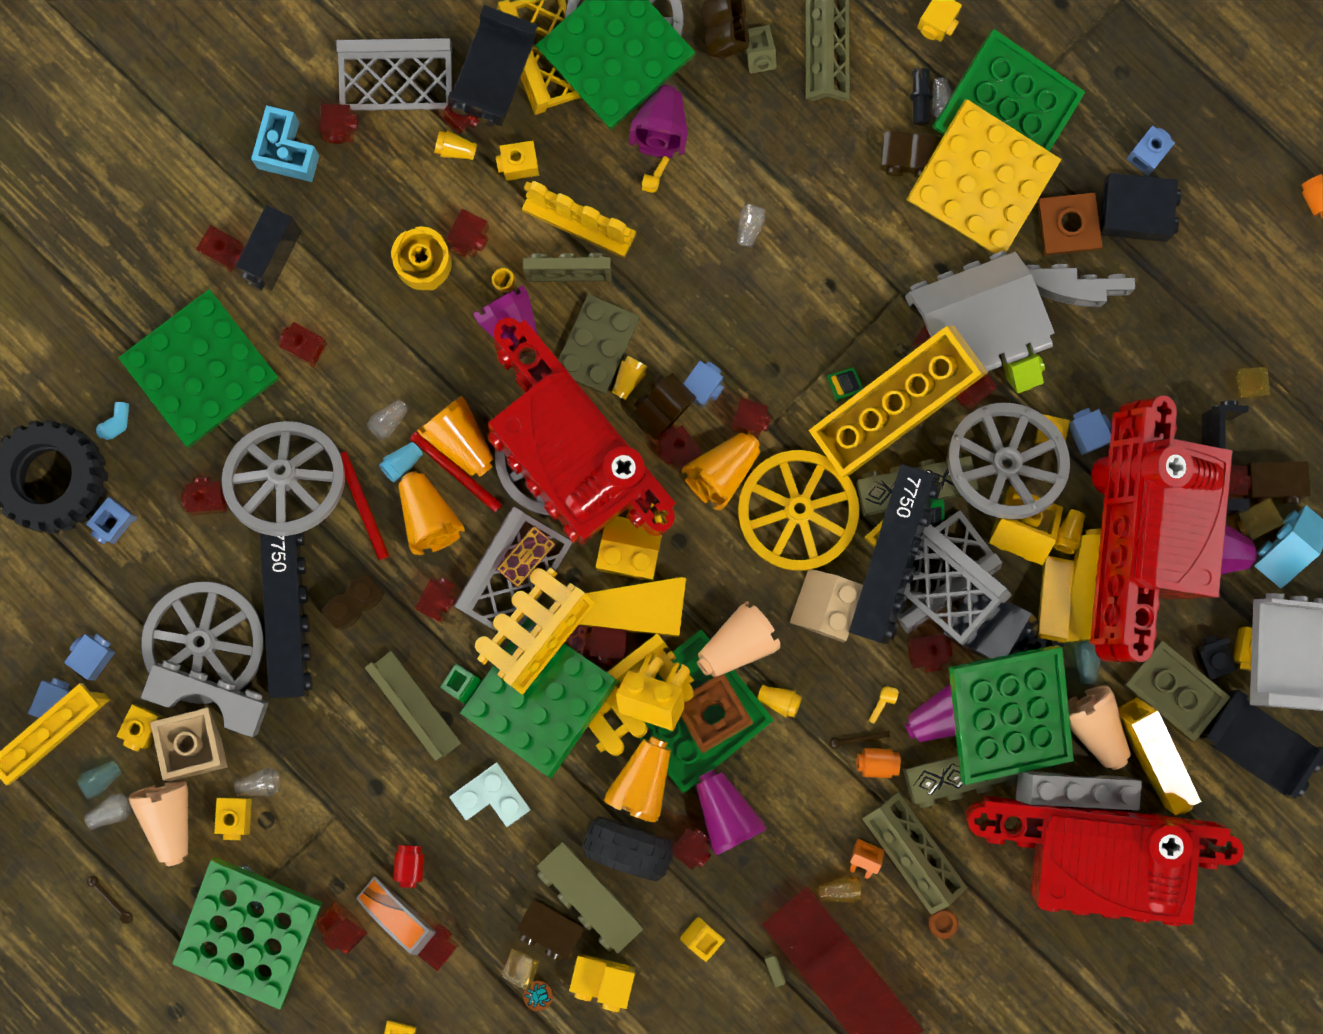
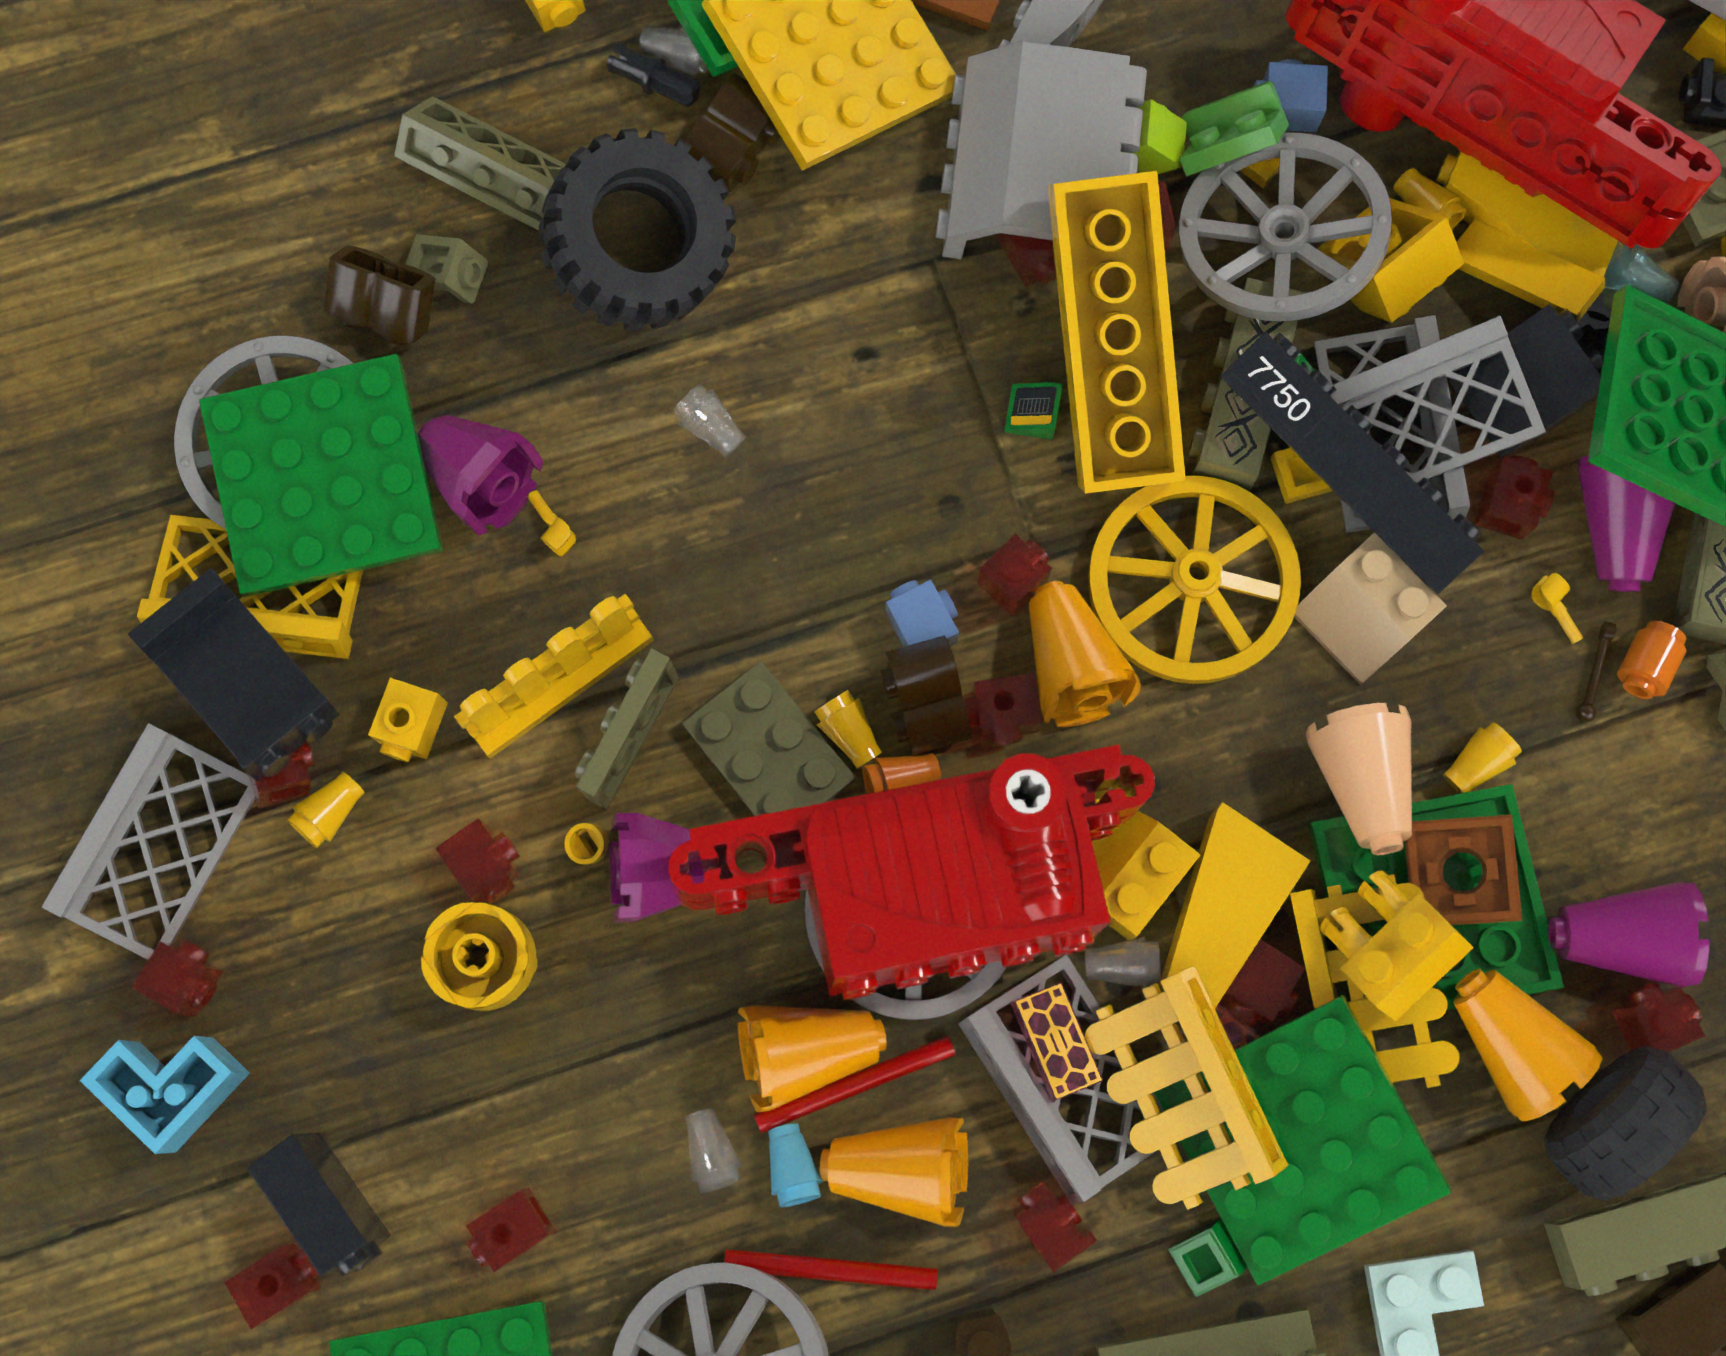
camera: 60 degrees left, 5 degrees down
(583, 572) = (1127, 963): none -> clear cone
(618, 415) = (898, 772): none -> orange cone
(863, 142) = (674, 181): none -> black tyre
(1049, 408) = (1233, 127): none -> bright green bracket

